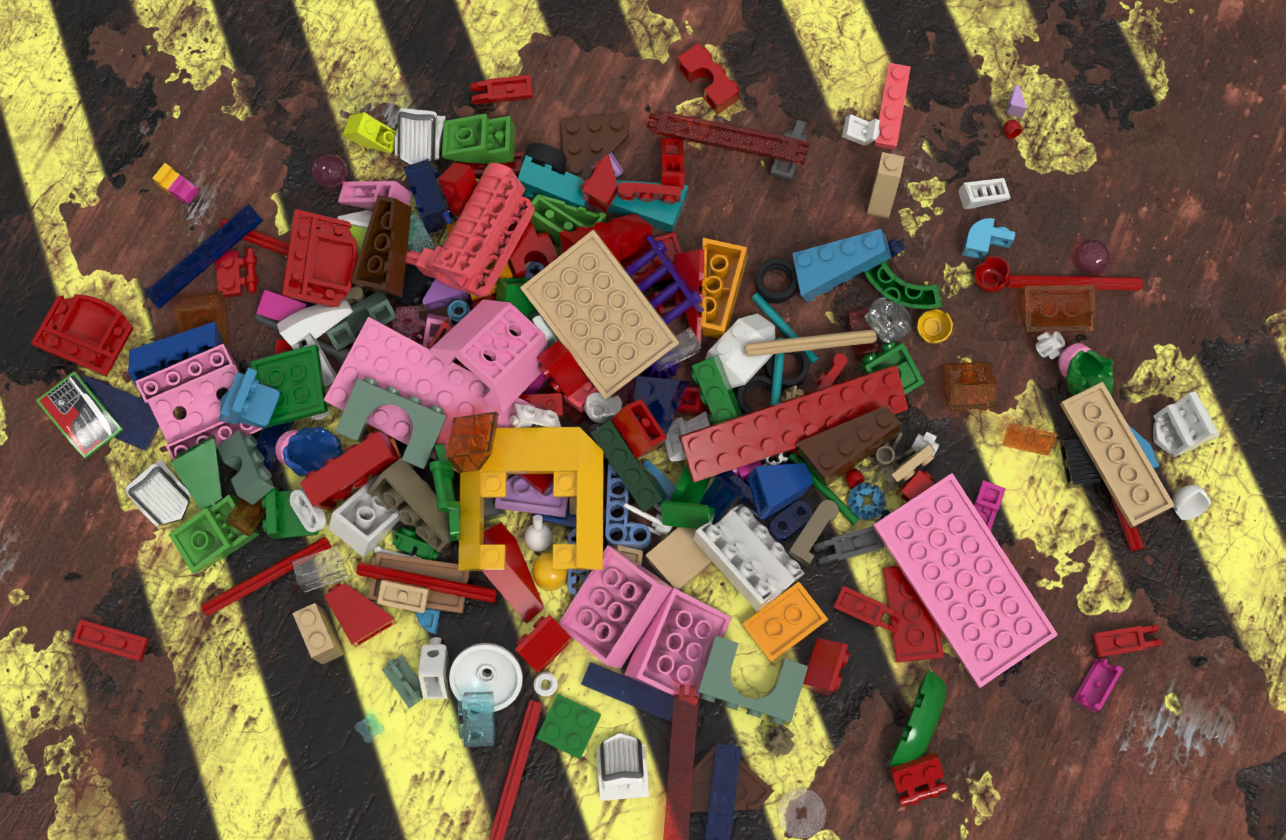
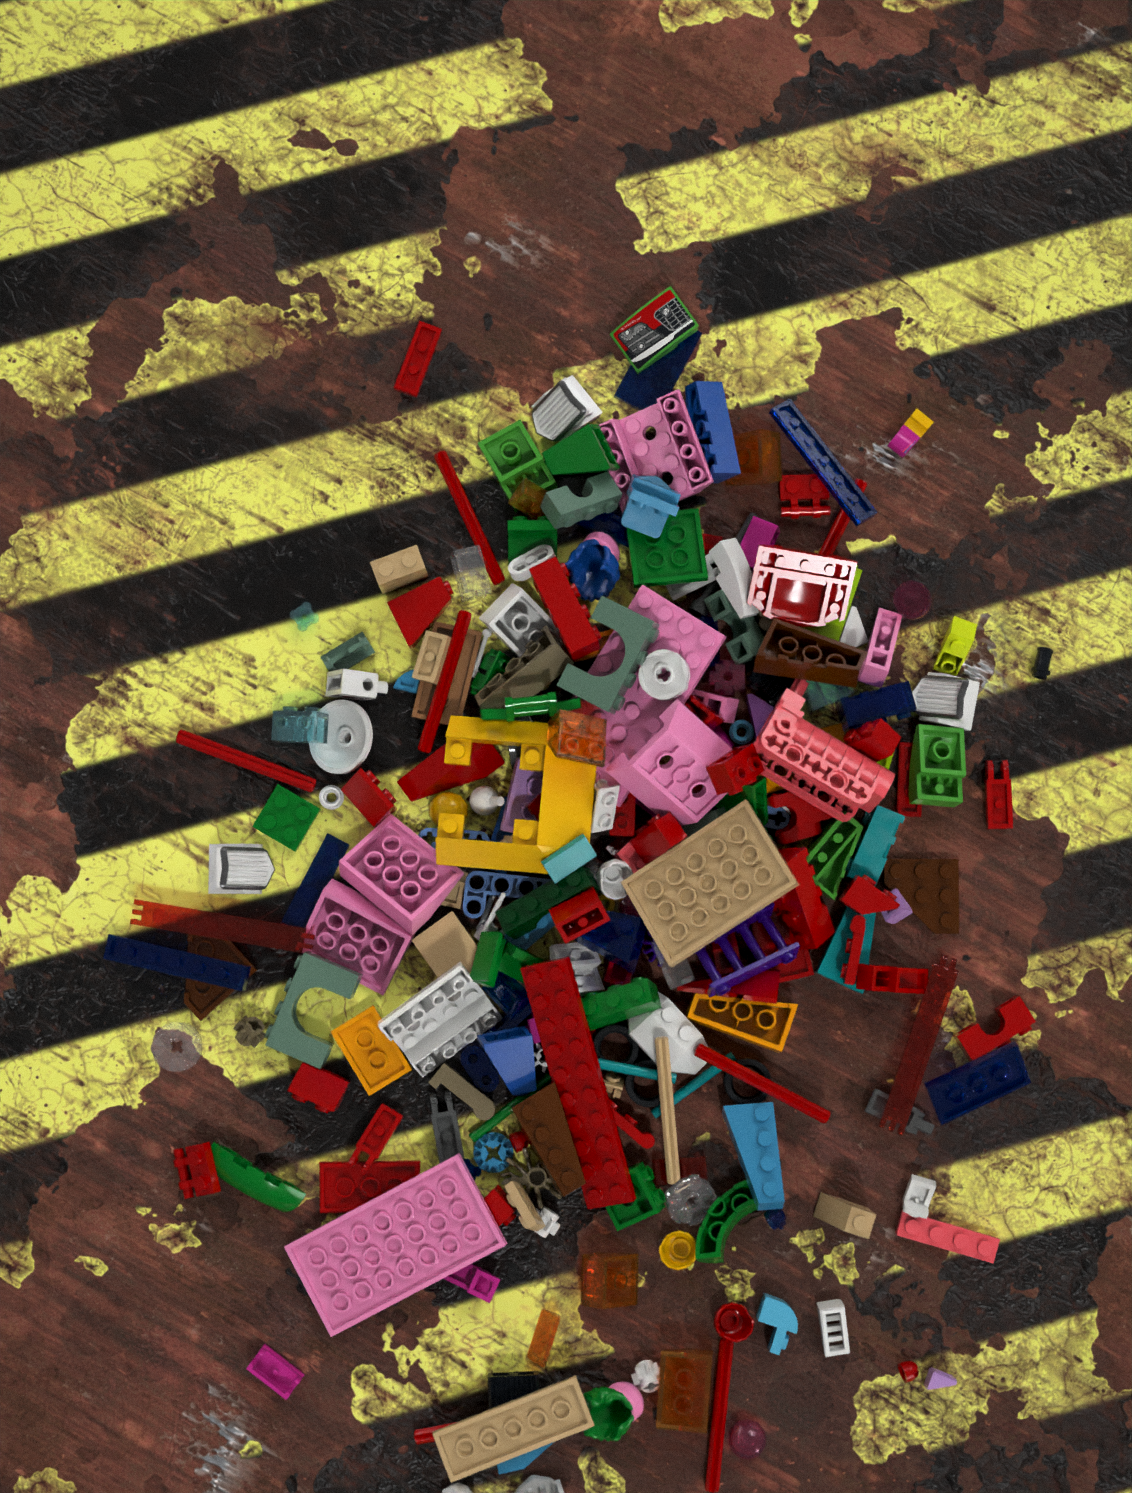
camera: 90 degrees right, 10 degrees up
(84, 332) = (747, 334): red slope -> none
(382, 62) = (1042, 663): none -> black pin
(397, 359) = (677, 681): none -> white plate
(493, 298) = (735, 770): none -> red brick
(546, 154) = (906, 837): black tyre -> none
(587, 442) = (568, 858): none -> teal tile
(756, 88) = (977, 1083): none -> clear blue tile
(776, 264) = (762, 1083): none -> red axle
(1124, 641) = (318, 1407): red hinge -> none

